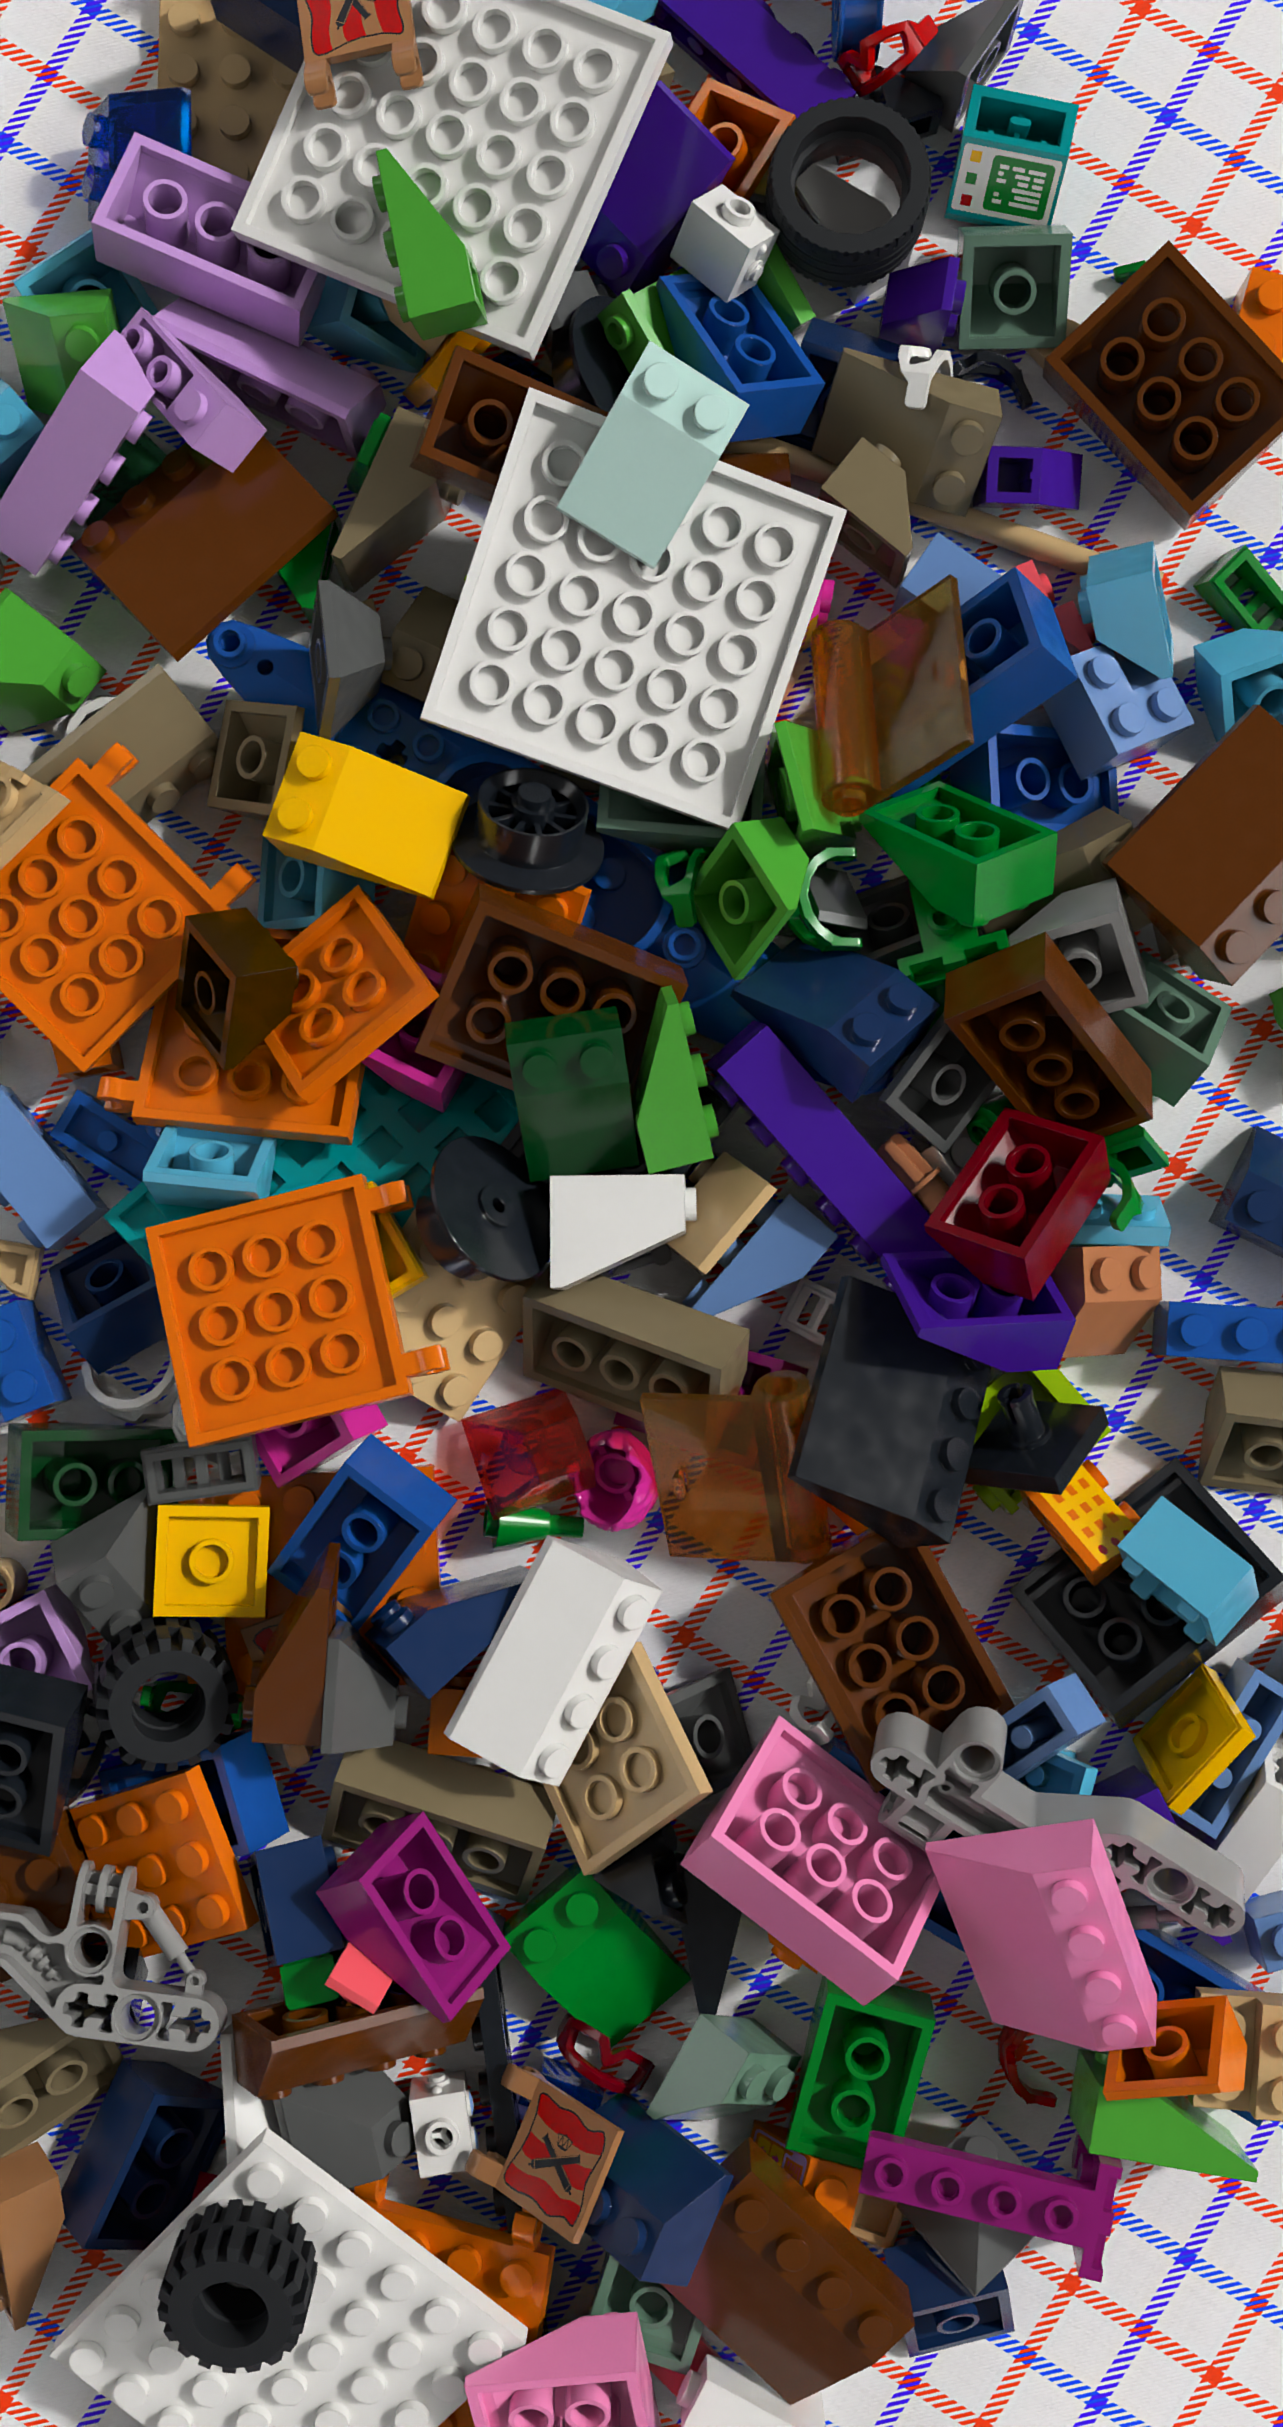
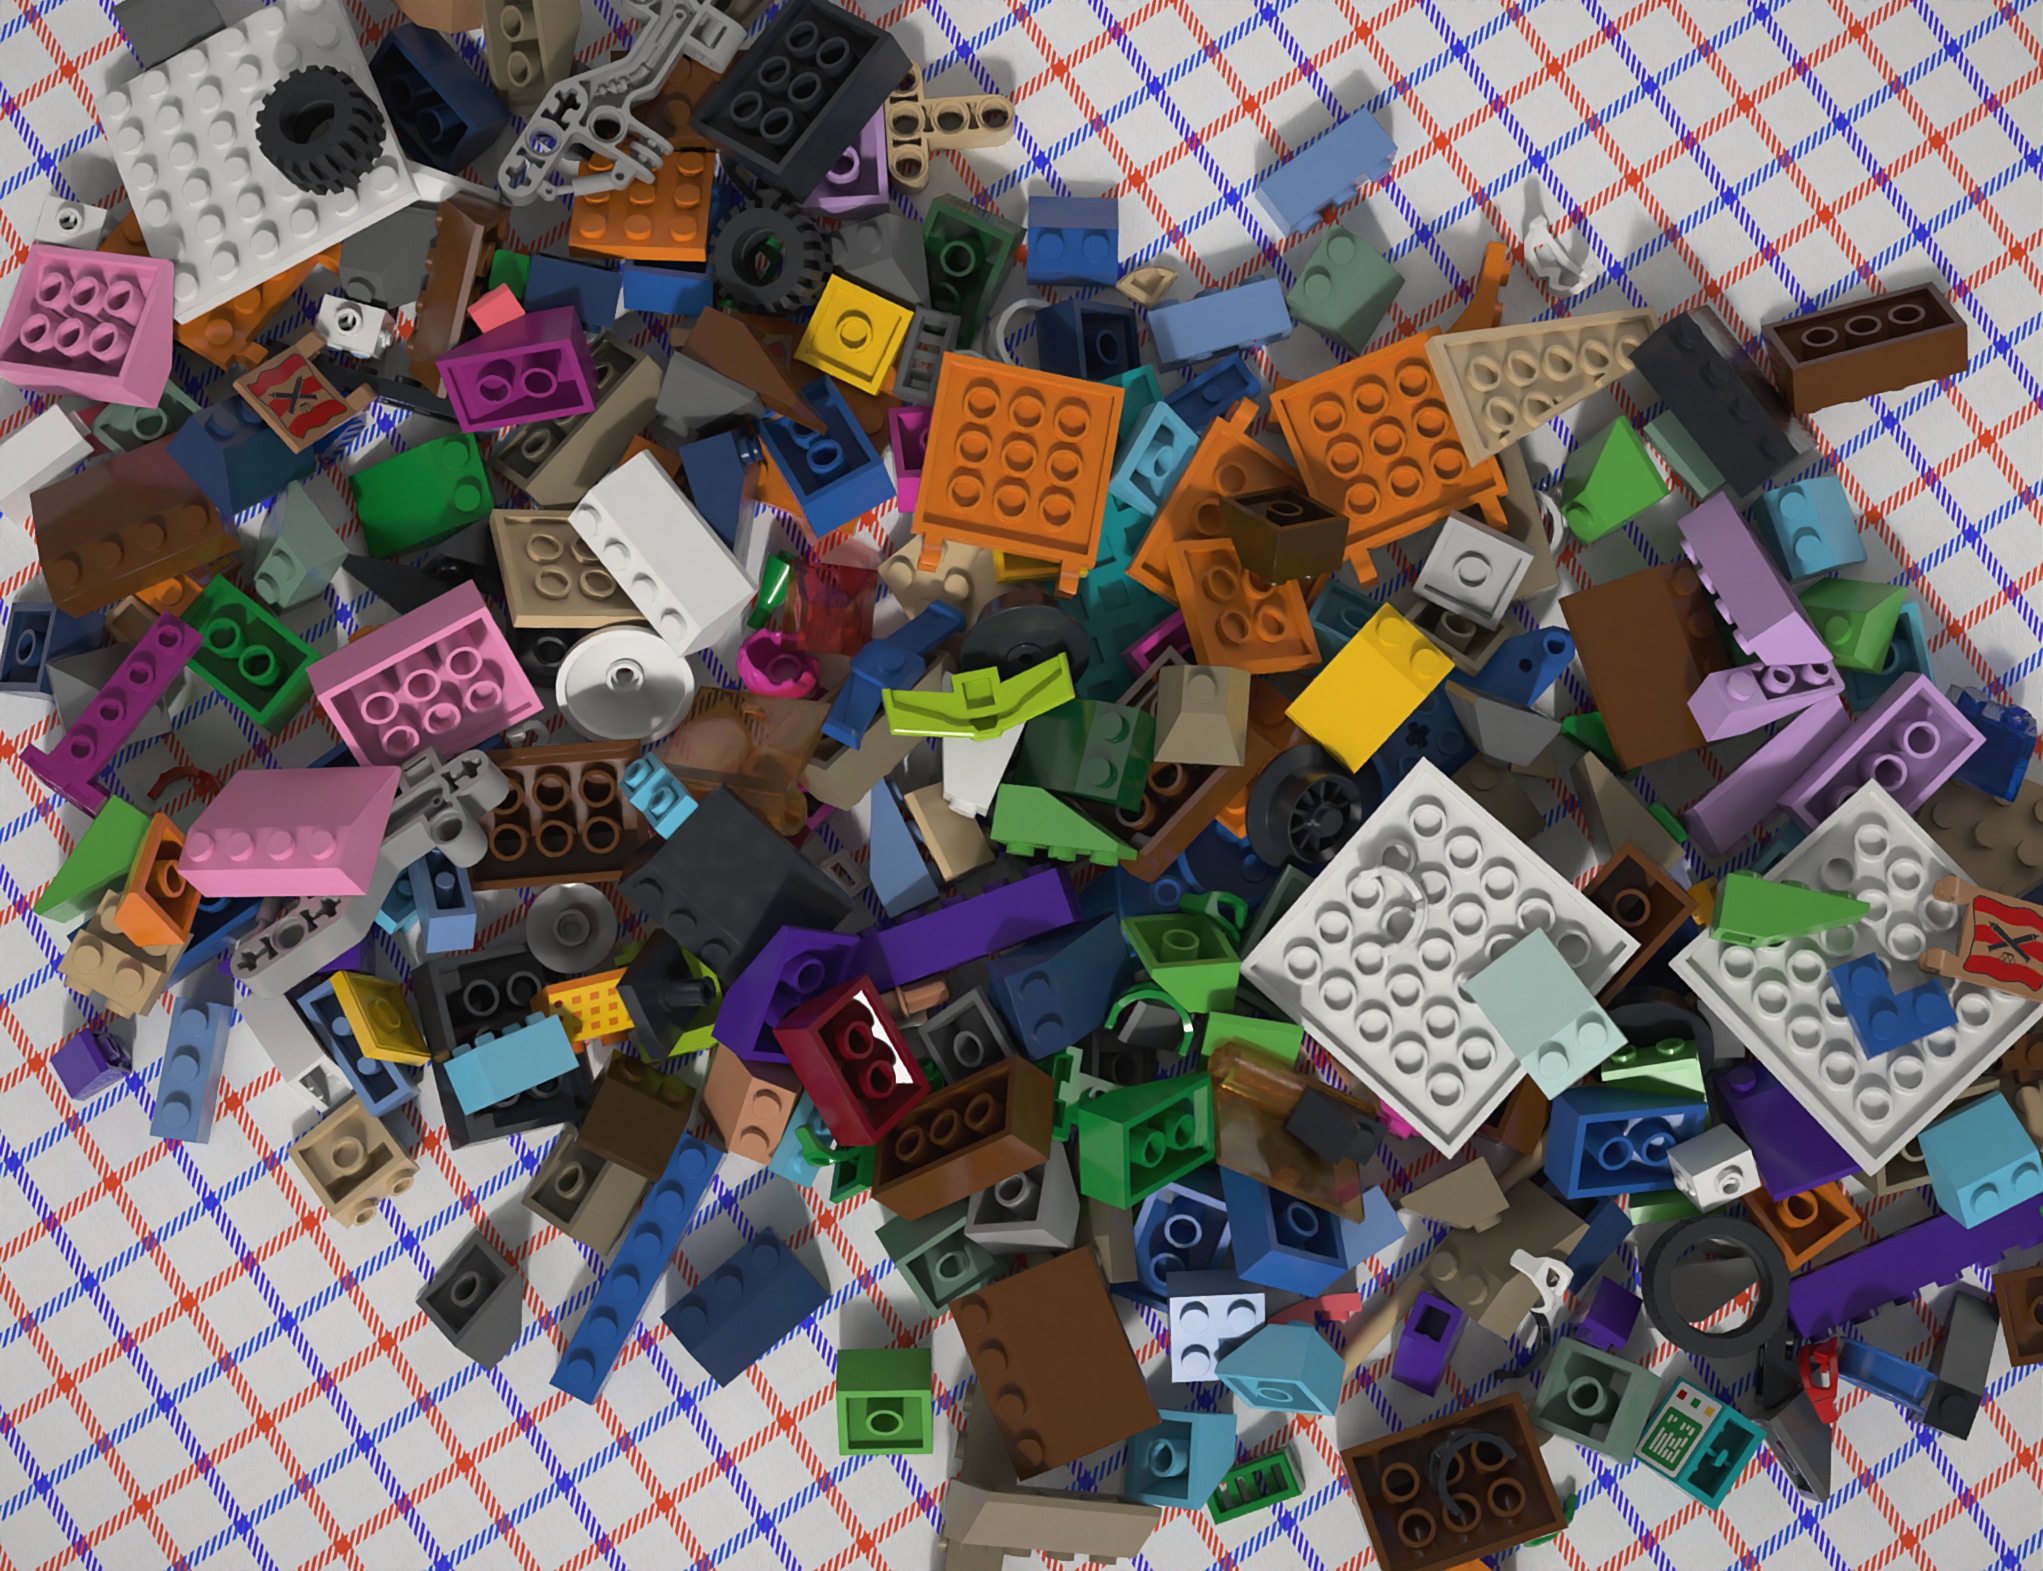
camera: 110 degrees right, 5 degrees down
(184, 760) = (1473, 570): none -> light grey plate
(482, 975) = (1202, 715): none -> dark tan slope
(494, 97) = (1881, 1017): none -> blue plate
(566, 2040) = (372, 446): dark red helmet -> none
(571, 665) = (1421, 914): none -> white helmet
(573, 1231) = (979, 703): none -> lime plate
(573, 1354) = (891, 665): none -> blue plate
(732, 1636) = (628, 705): none -> white dish
(826, 1543) = (658, 794): none -> medium azure slope
(863, 653) = (1335, 1127): none -> black slope
(1023, 1581) = (548, 920): none -> light grey dish
(1139, 402) = (1446, 1448): none -> black helmet
(1174, 1414) = (635, 1115): none -> dark brown slope

